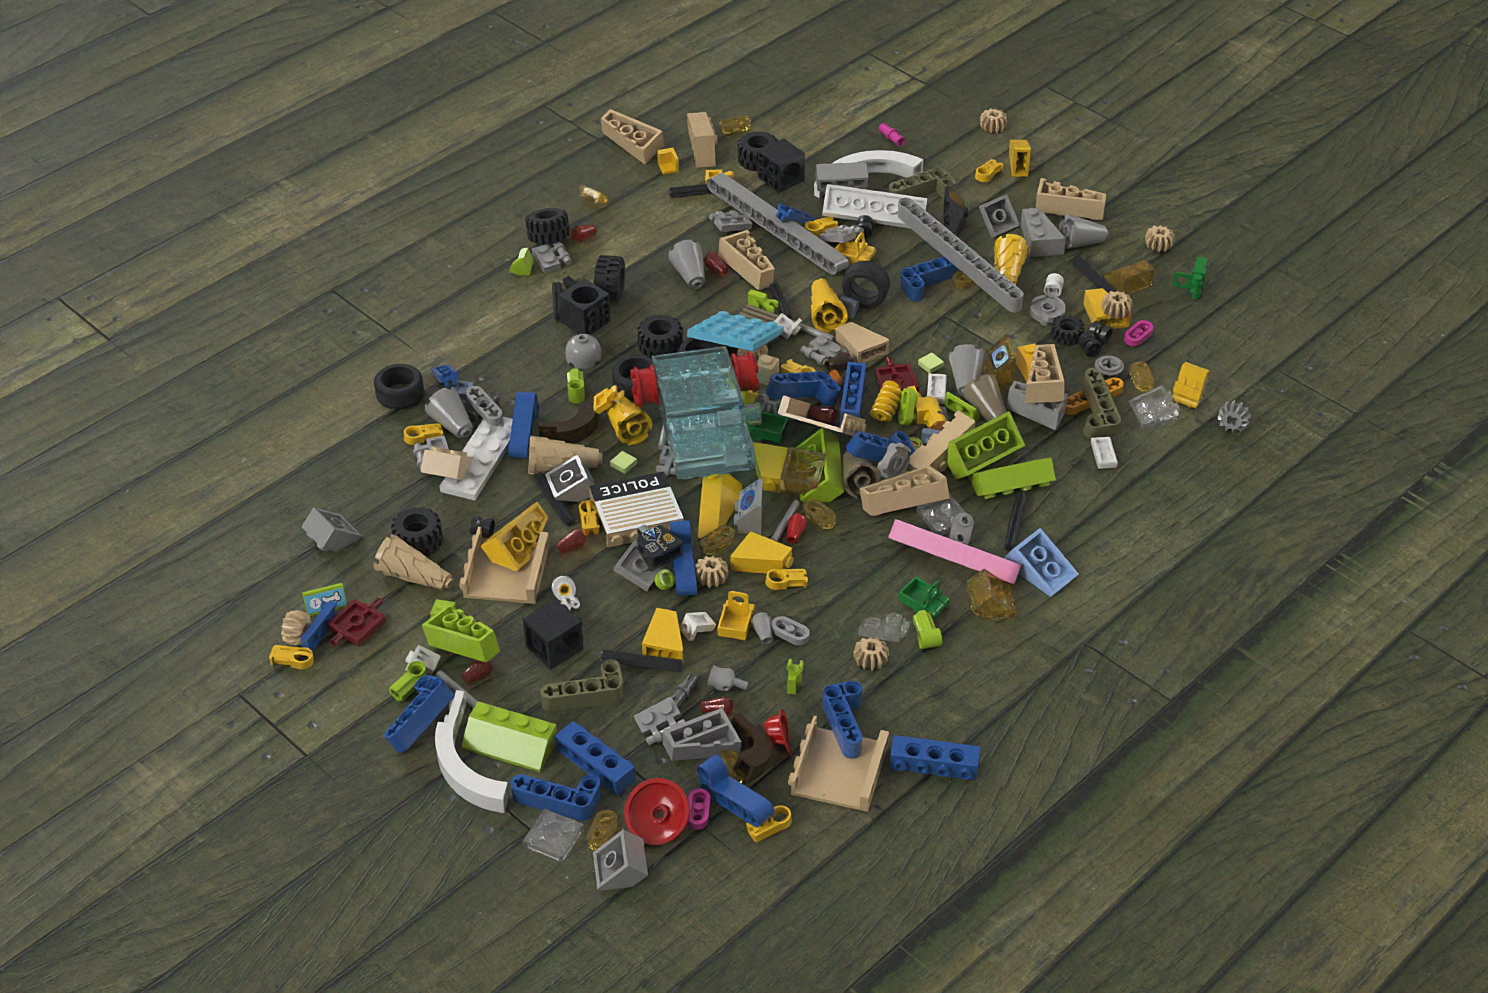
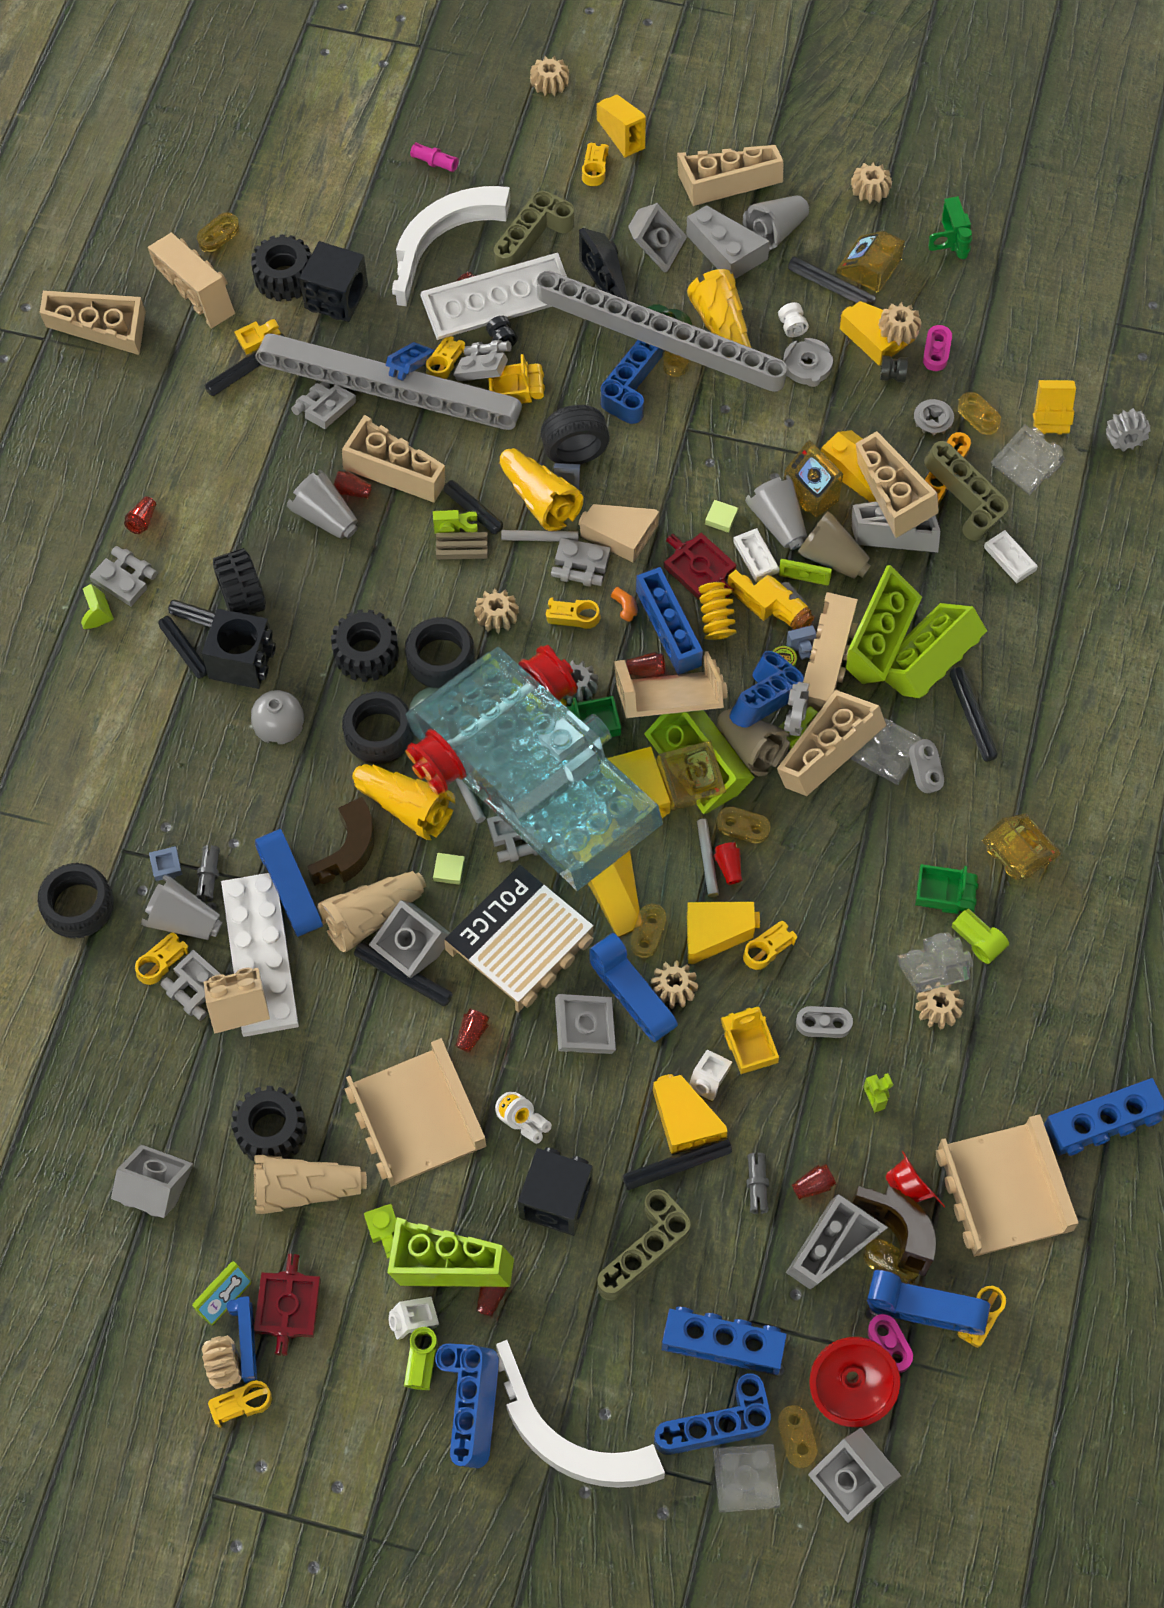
camera: 30 degrees left, 20 degrees up
(444, 374) = (127, 851): blue hinge -> none
(454, 686) = (486, 1333): light grey bar -> none
(471, 394) = (195, 876): light grey beam -> none
(487, 526) = (343, 1068): black wheel -> none
(509, 736) = (601, 1371): lime slope -> none
(515, 541) = (401, 1073): yellow wedge -> none
(547, 225) = (91, 531): black tyre -> none
(575, 385) = (307, 778): lime piece -> none
(587, 193) = (101, 443): clear yellow plate -> none
(589, 519) = (467, 983): yellow piece -> none
(604, 399) = (374, 792): yellow plate -> none
(657, 717) = (757, 1237): light grey plate -> none
(658, 546) = (597, 991): black torso -> none
(664, 579) = (625, 1027): lime tile -> none
(668, 161) = (172, 338): yellow panel -> none
(724, 679) = (796, 1138): light grey piece -> none
(735, 331) = (461, 593): medium azure plate -> none
(750, 509) = (662, 865): light grey slope -> none
(763, 627) = (790, 1035): light grey cone -> none
(767, 366) = (534, 630): tan brick -> none
(790, 327) = (510, 547): white bracket -> none
(804, 385) = (612, 625): blue beam -> none
(837, 706) = (977, 1121): blue beam -> none
(838, 362) = (615, 572): dark brown cone -> none
(842, 174) = (432, 268): light grey wedge -> none
(907, 404) = (747, 607): lime plate -> none
(954, 551) = (939, 801): bright pink beam -> none
(1042, 563) = (1045, 764): light blue slope -> none
(1067, 329) = (852, 395): black tyre -> none
(1090, 344) = (893, 394): black wheel -> none

